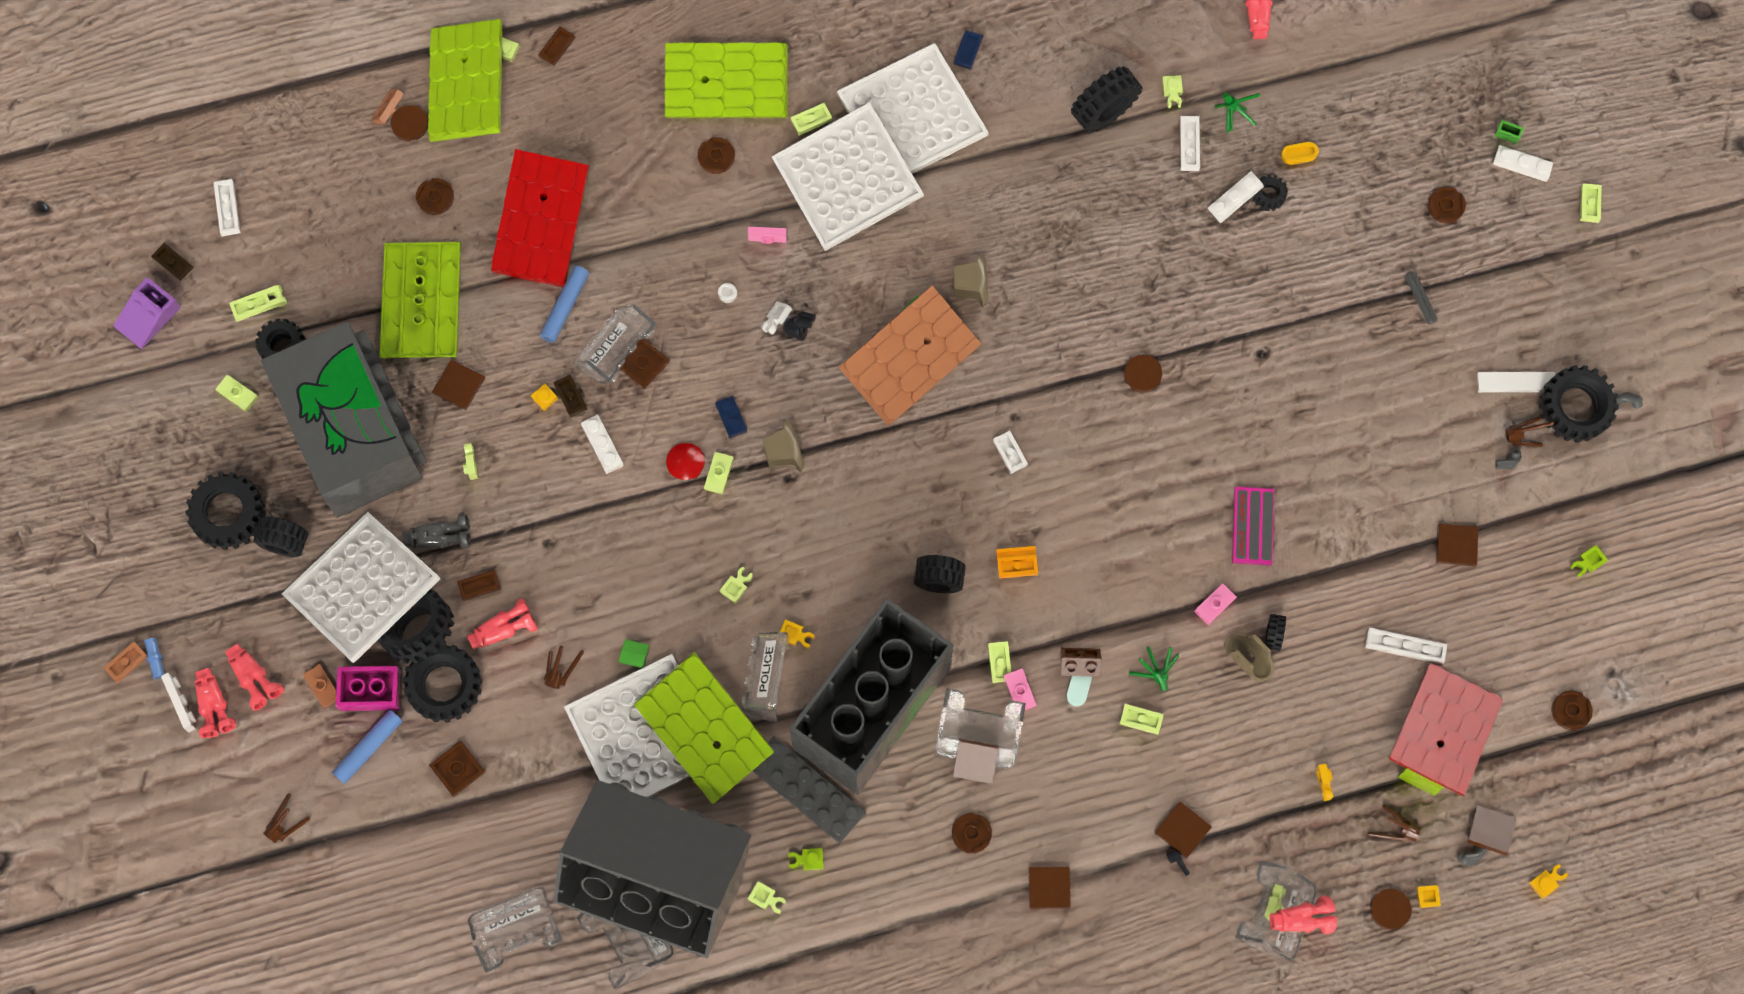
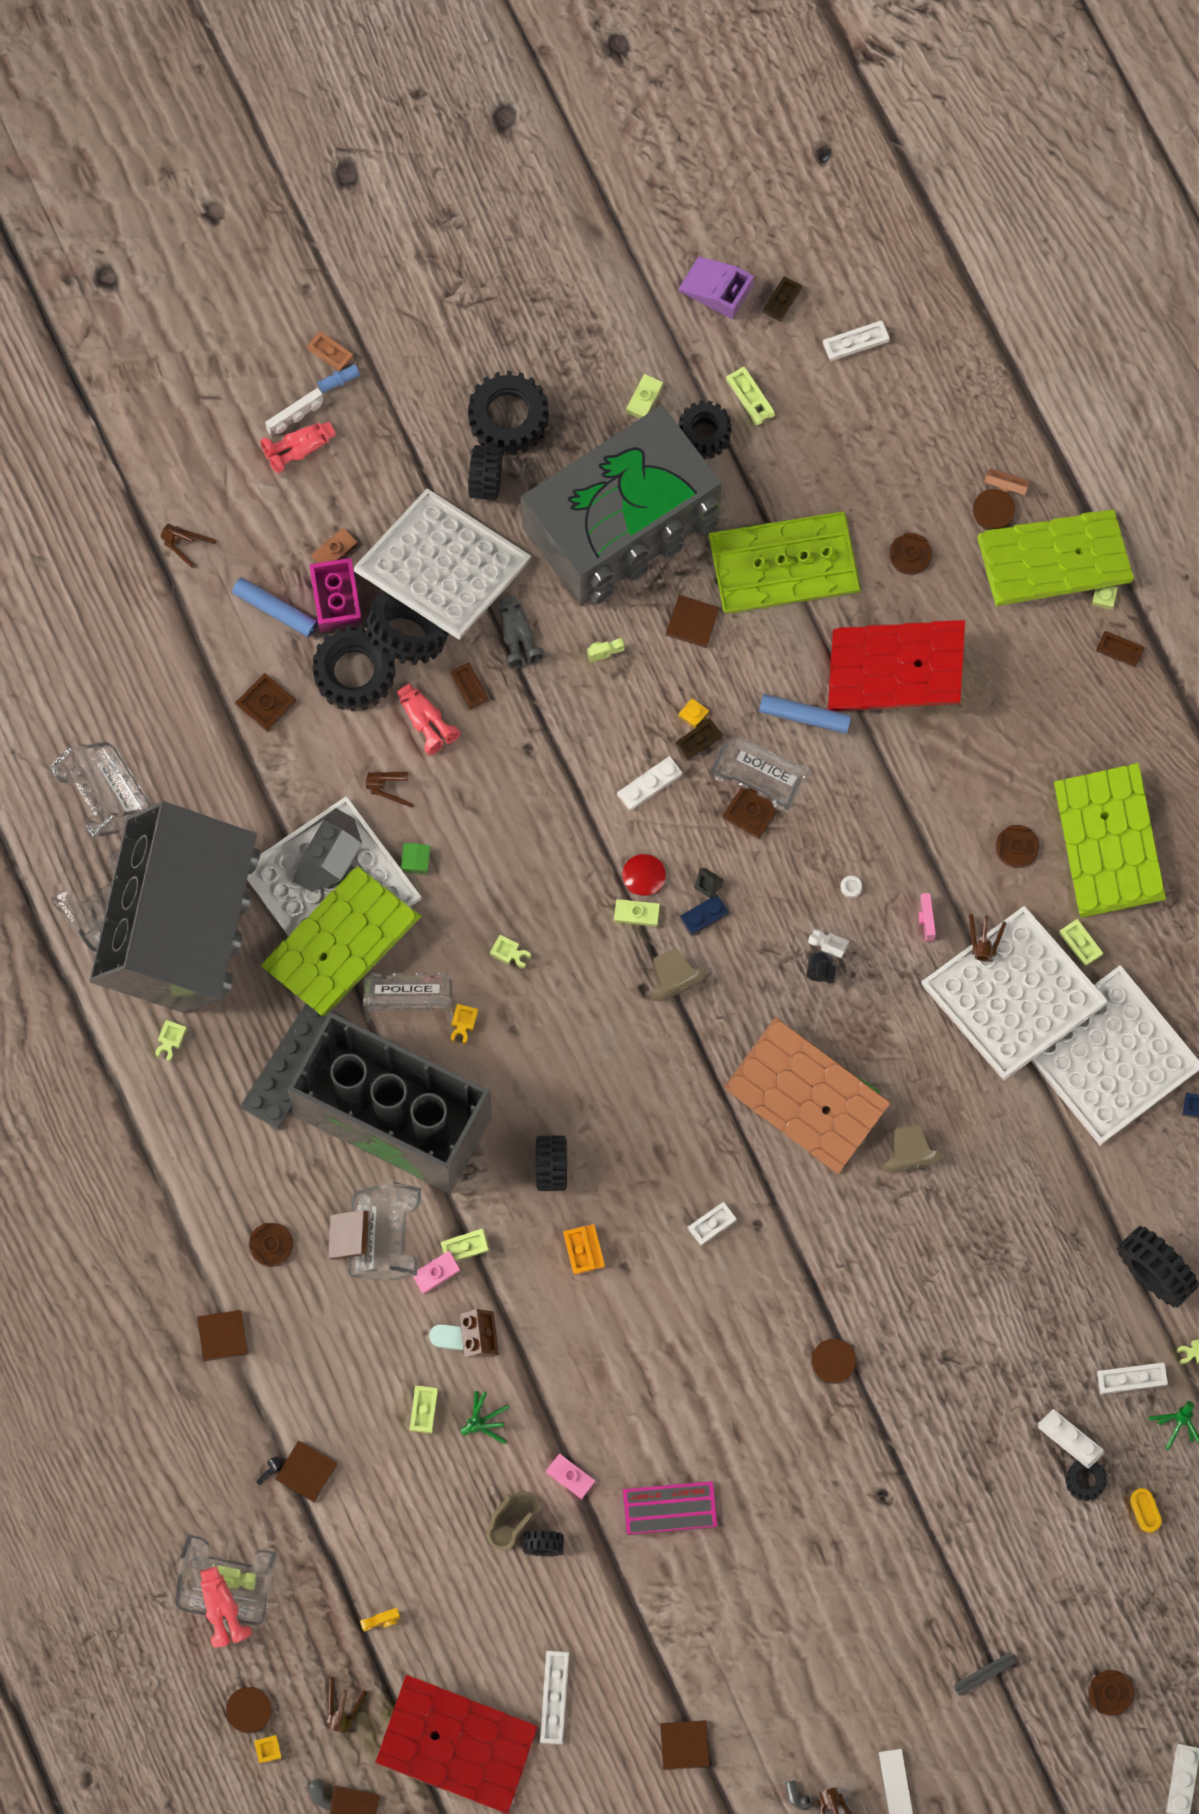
camera: 80 degrees right, 0 degrees up
(247, 671) = (337, 472): coral piece -> none
(617, 726) = (329, 852): none -> dark grey wedge
(704, 407) = (708, 882): none -> pearl dark grey tile
(806, 190) = (984, 950): none -> reddish brown plant
(810, 859) = (219, 1078): lime plate -> none

